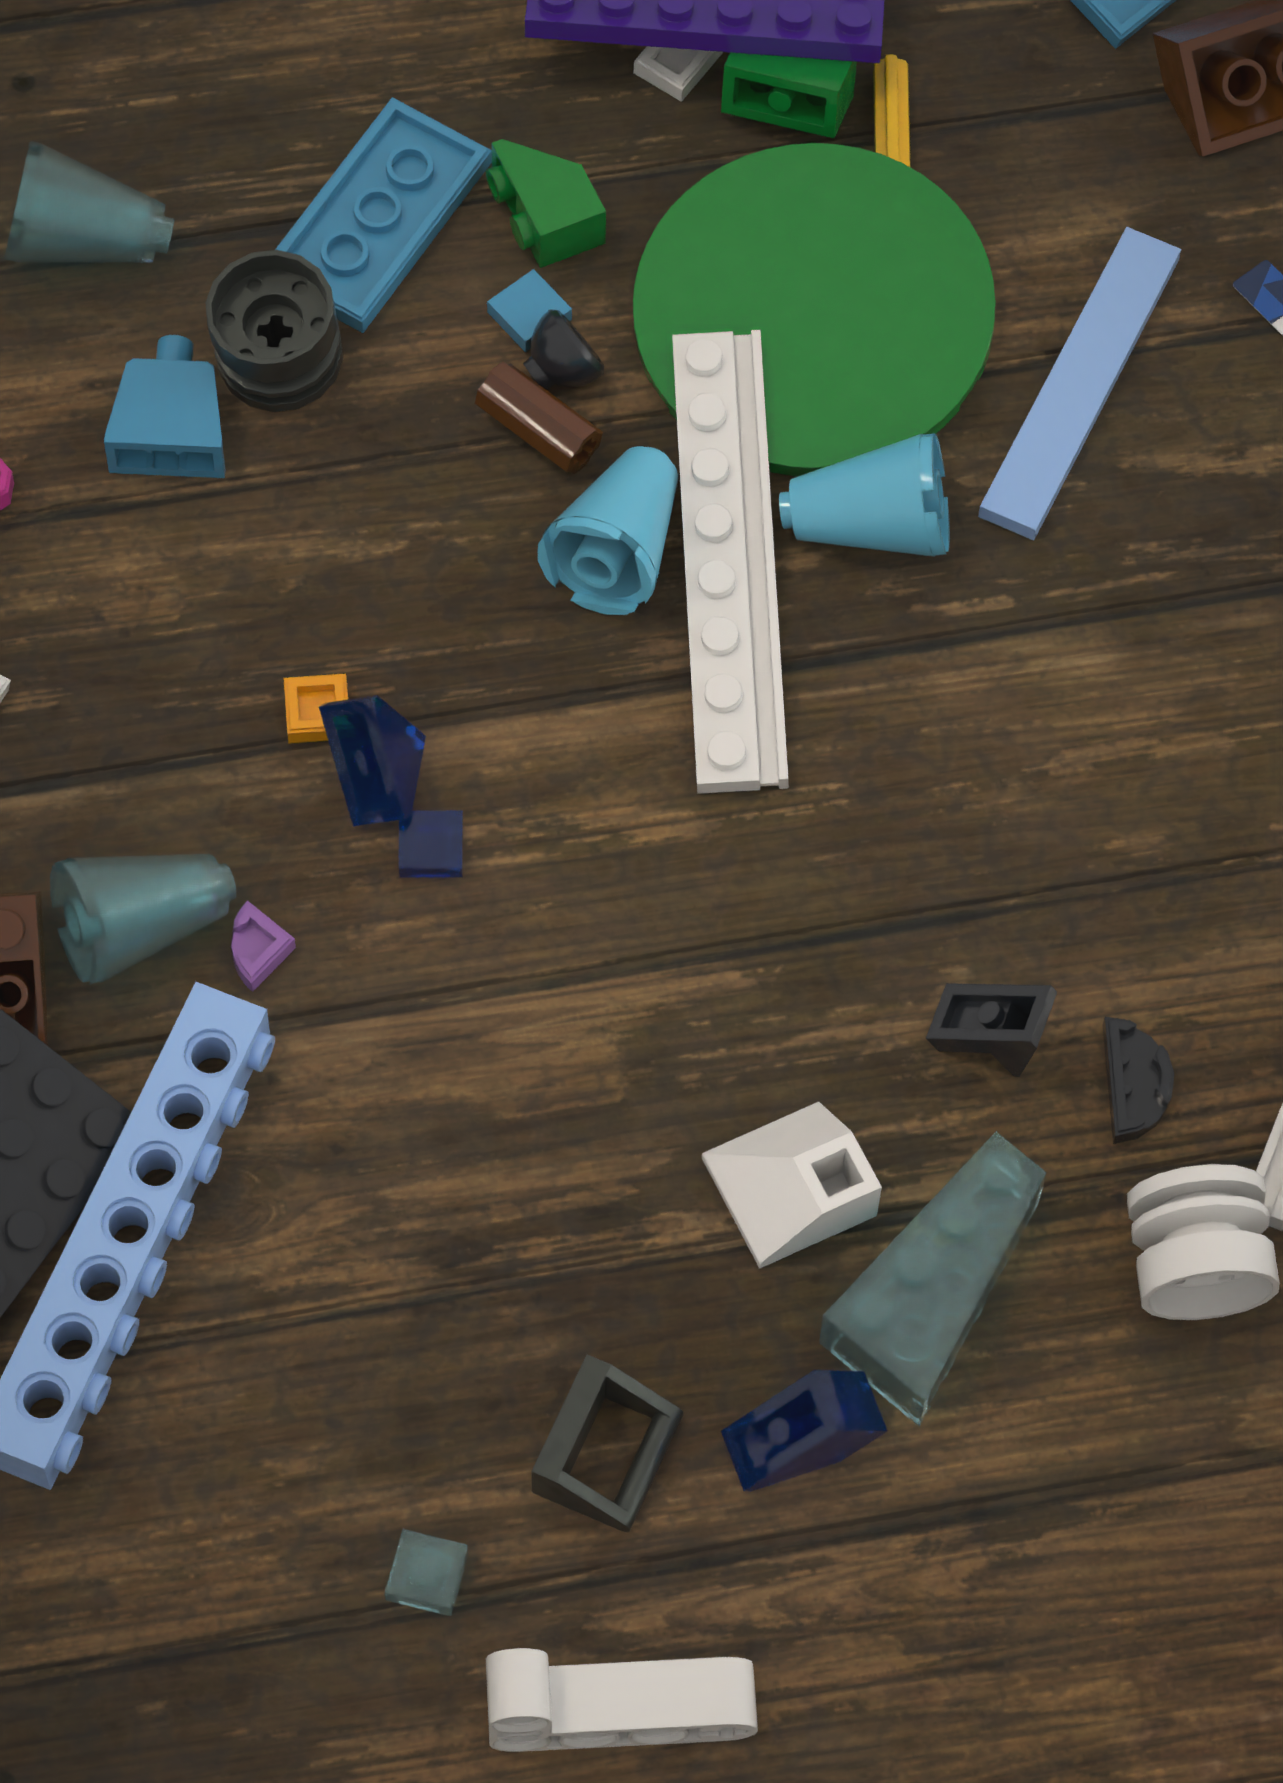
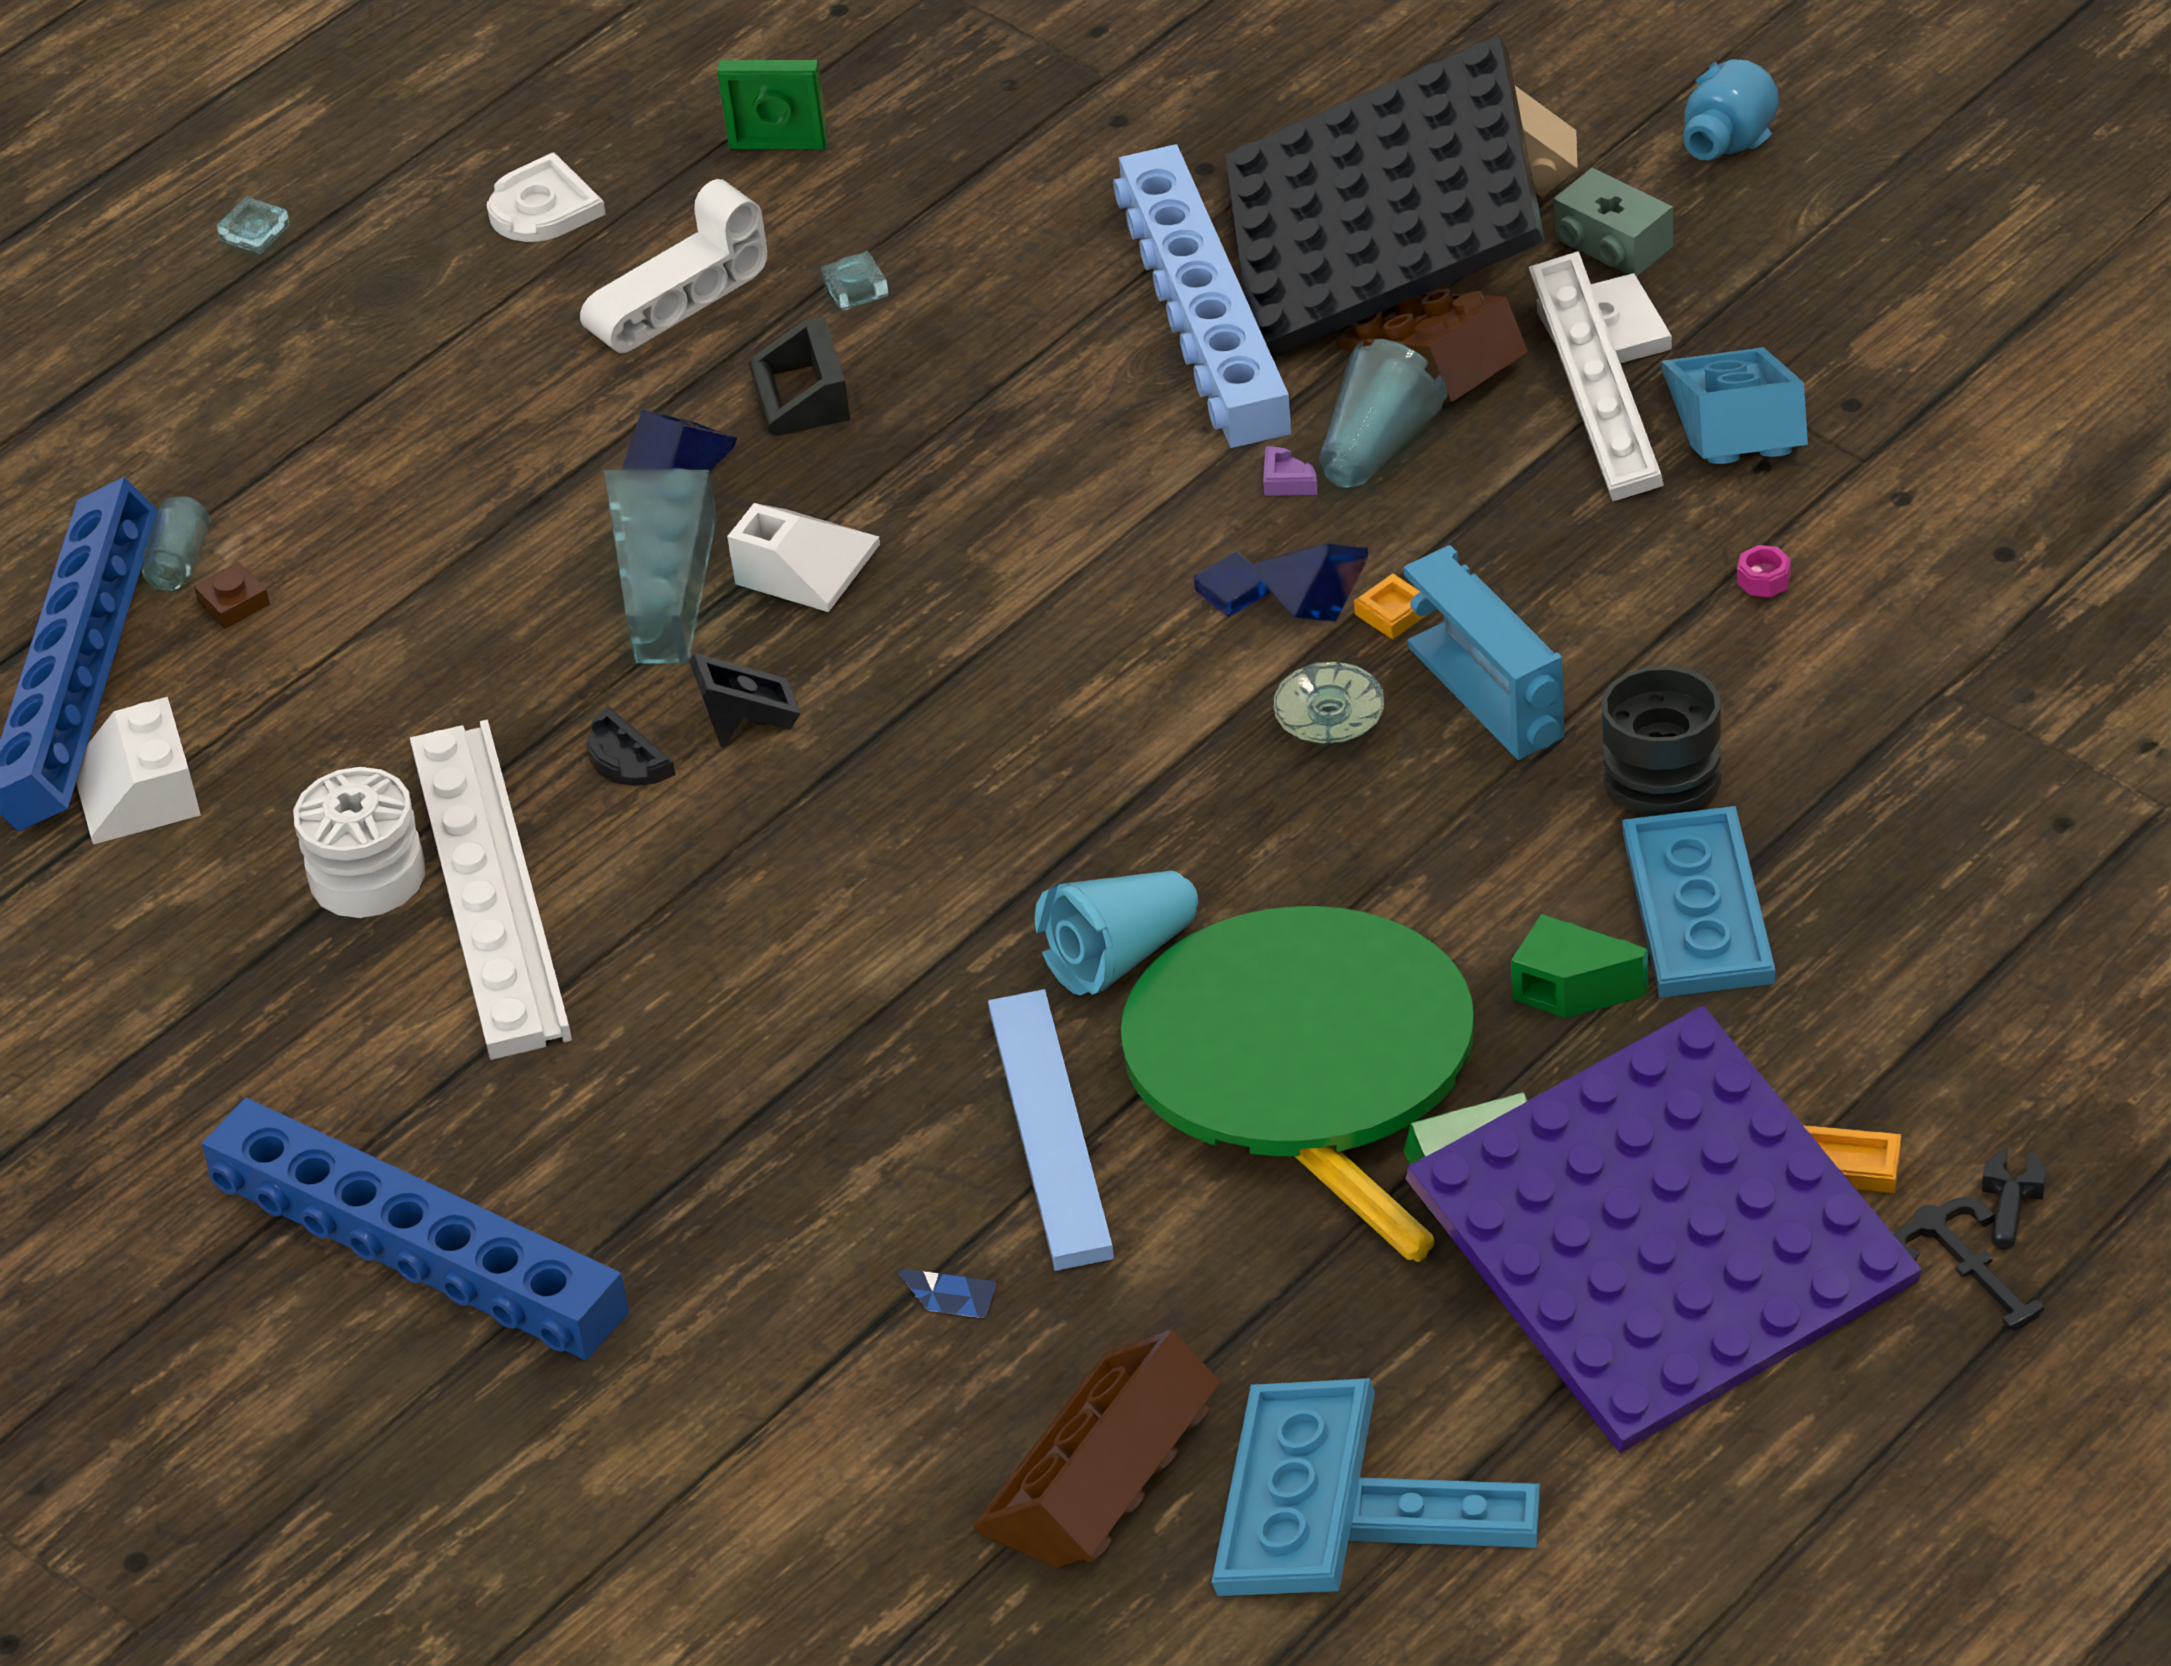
camera: 150 degrees right, 20 degrees down
(82, 215) = (1893, 729): clear light blue cone -> none
(166, 416) = (1695, 646): dark azure torso -> none
(323, 533) = (1487, 655): none -> dark azure door
(480, 594) = (1328, 702): none -> clear light blue dish
(523, 305) = (1512, 908): dark azure tile -> none
(538, 417) = (1425, 838): reddish brown axle -> none
(561, 354) = (1448, 887): black brick -> none
(614, 534) = (1286, 788): medium azure cone -> none
(729, 563) = (1199, 842): white plate -> none
(1202, 1242) = (489, 651): white wheel -> none

